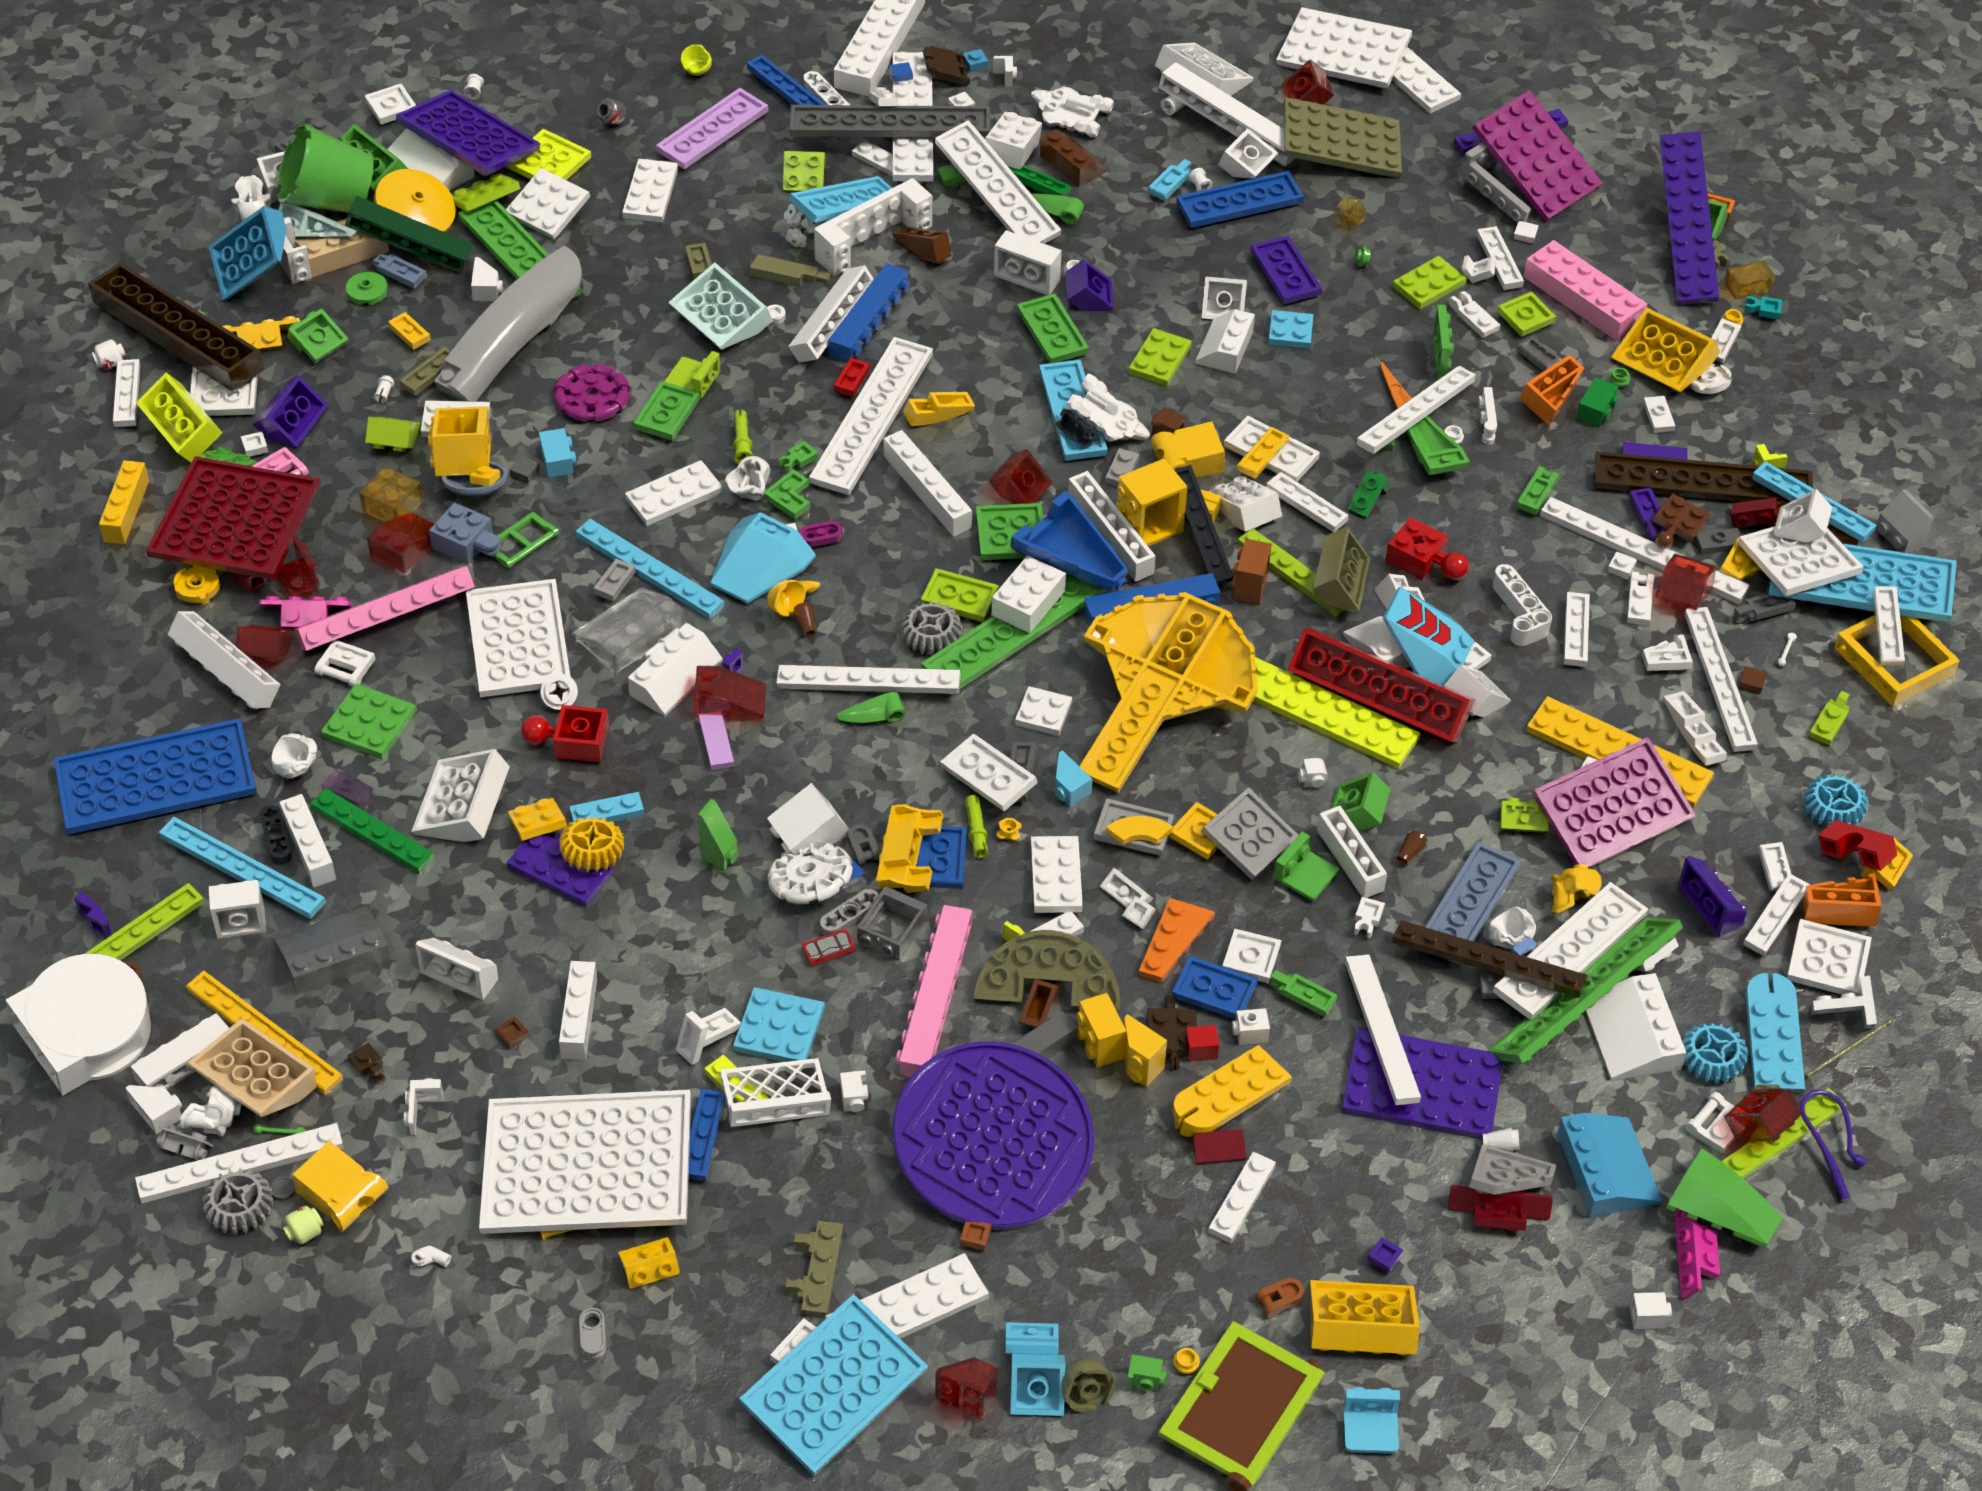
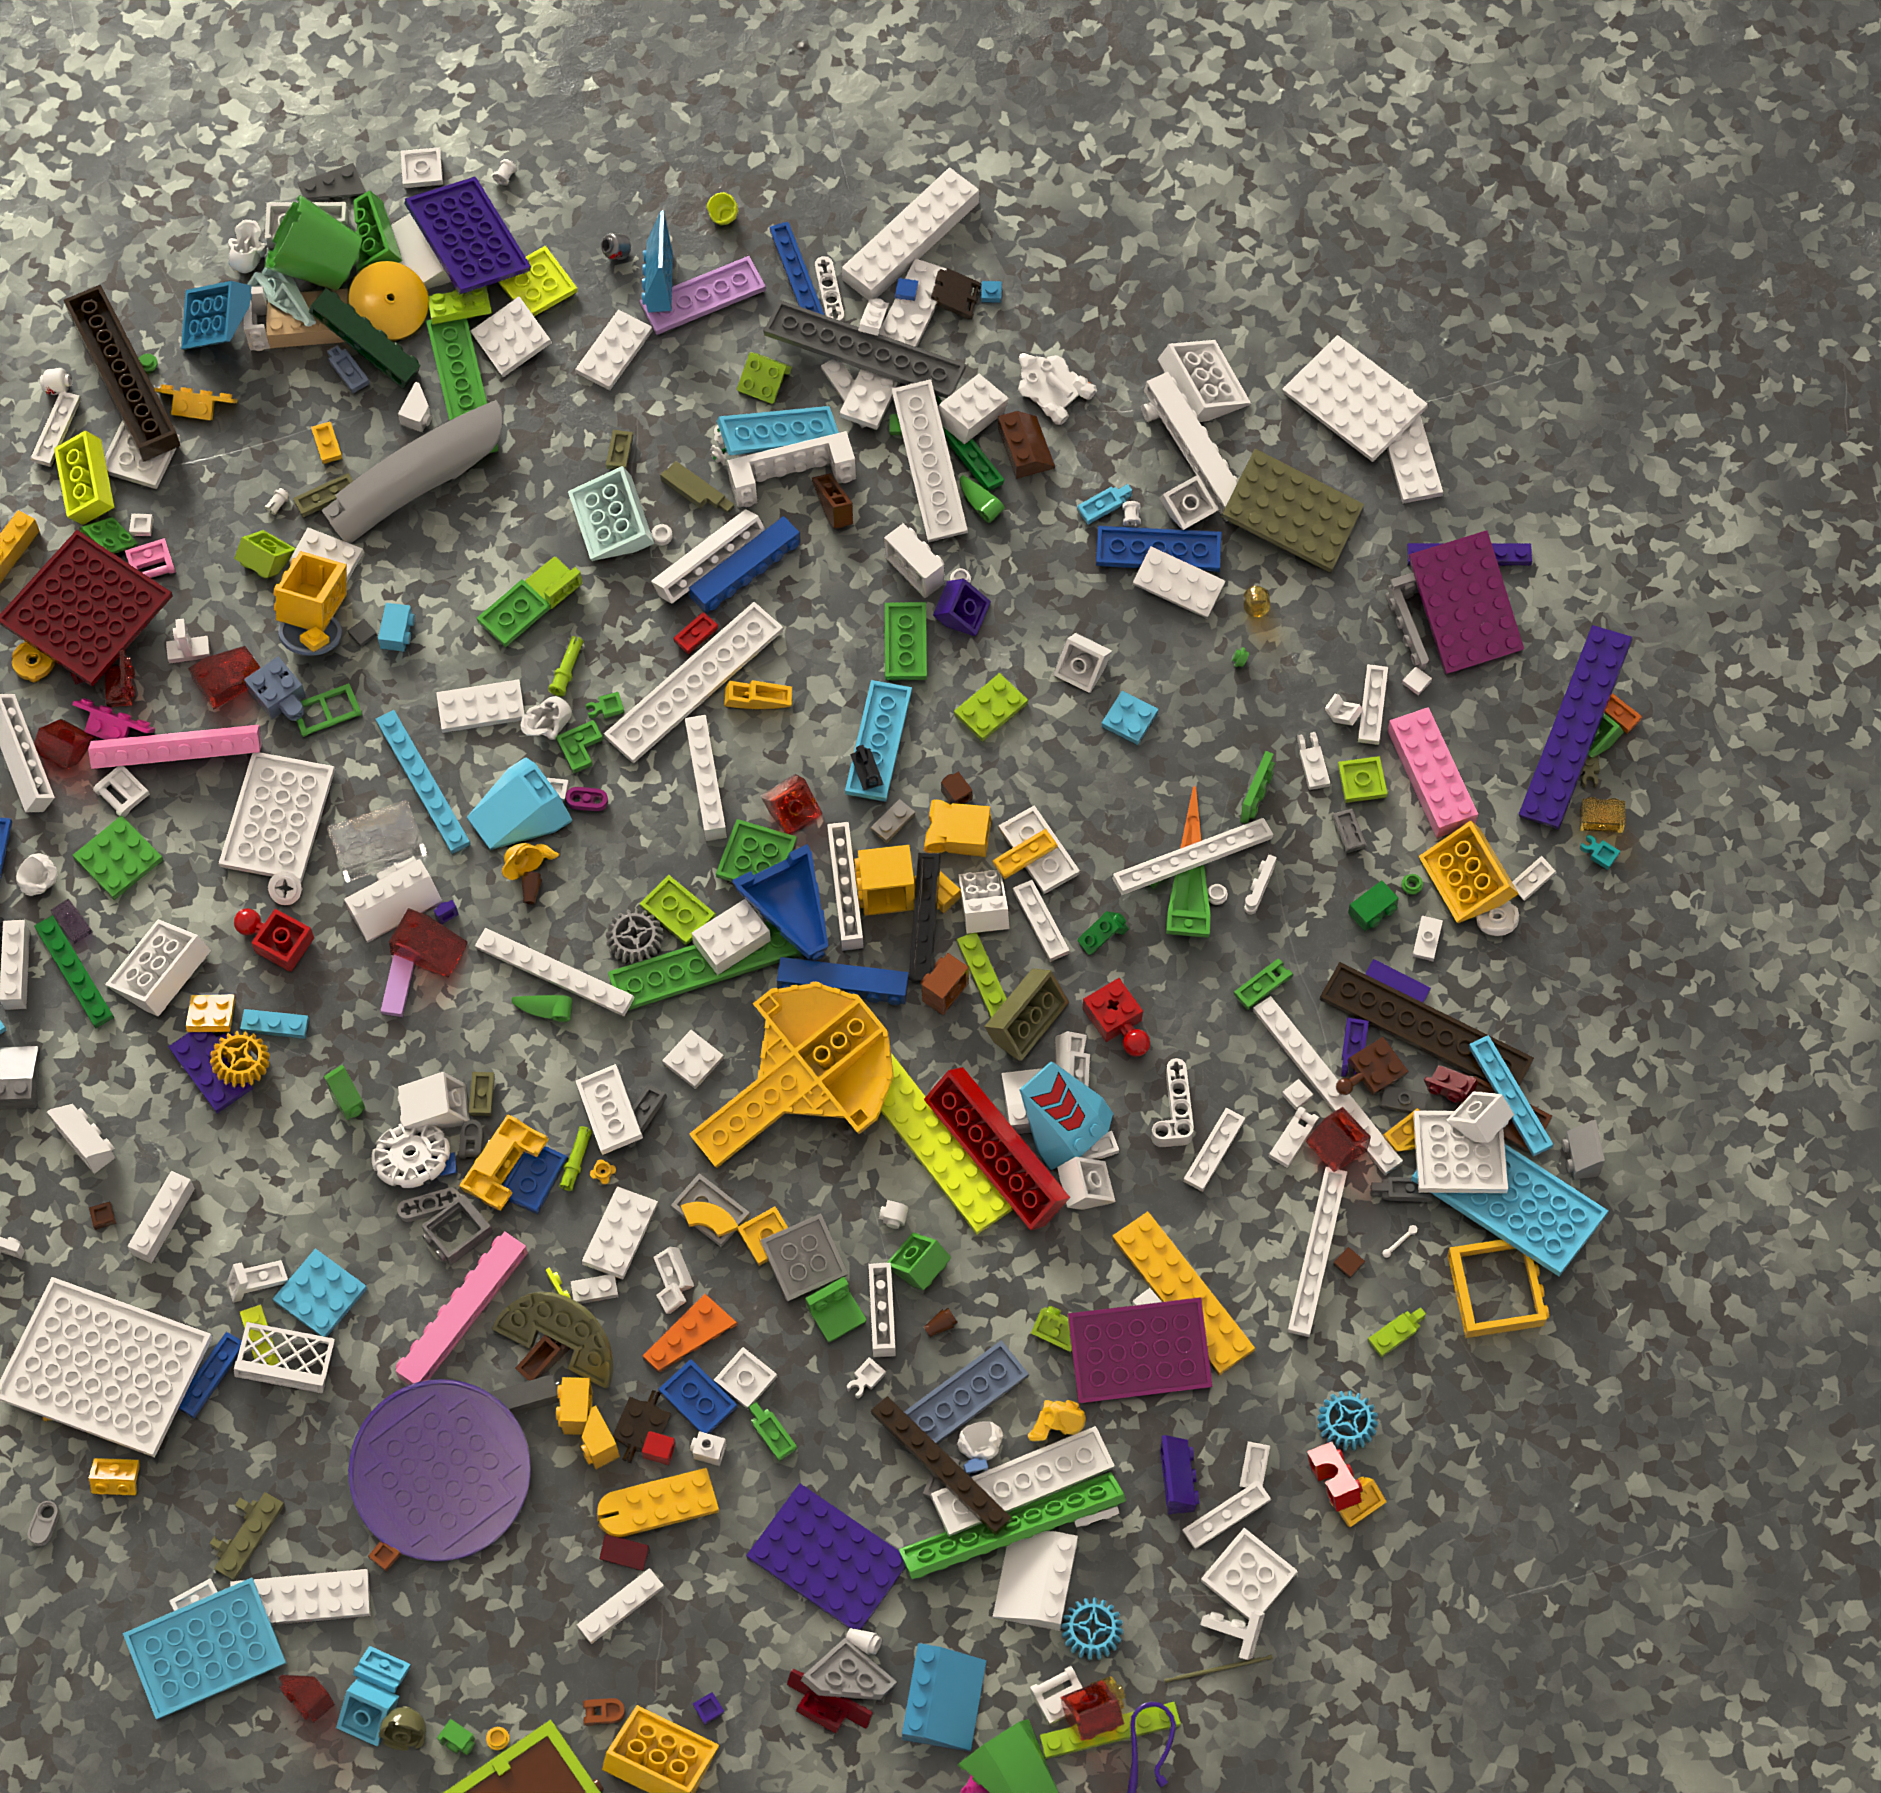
camera: 25 degrees right, 15 degrees up
(291, 413) = (185, 502): dark purple slope -> none
(317, 335) = (242, 422): bright green plate -> none
(353, 527) = (184, 647): none -> white bracket
(366, 288) = (311, 387): bright green plate -> none
(391, 495) = (232, 624): clear yellow brick -> none
(574, 397) = (455, 558): magenta plate -> none
(614, 580) = (385, 784): light grey plate -> none
(664, 107) = (658, 268): none -> dark azure slope
(828, 947) = (395, 1231): tile -> none
(852, 802) = (481, 1093): none -> olive plate
(853, 1090) = (348, 1382): white brick -> none
(961, 100) = (952, 341): white plate -> none
(1004, 65) = (1015, 317): white bracket -> none
(1071, 781) = (676, 1142): medium azure slope -> none
(1106, 413) = (903, 759): white shield -> none
(1226, 341) = (1060, 712): white slope -> none
(1274, 216) = (1179, 582): none -> white plate
(1286, 269) = (1159, 647): dark purple plate -> none
(1308, 84) = (1294, 435): clear red slope -> none
(1382, 1030) = (815, 1496): white tile -> none
(1429, 282) = (1291, 708): lime plate -> none
(1552, 388) = (1336, 877): orange wedge -> none
(1668, 656) = (1283, 1209): white wing -> none
(1695, 730) = (1264, 1294): white slope -> none
(1733, 316) = (1561, 854): yellow plate -> none
(1761, 455) = (1502, 1030): neon yellow panel -> none
(1774, 1033) = (1154, 1632): medium azure plate -> none
(1843, 903) = (1290, 1527): orange wedge -> none
(1888, 626) = (1496, 1260): white tile -> none

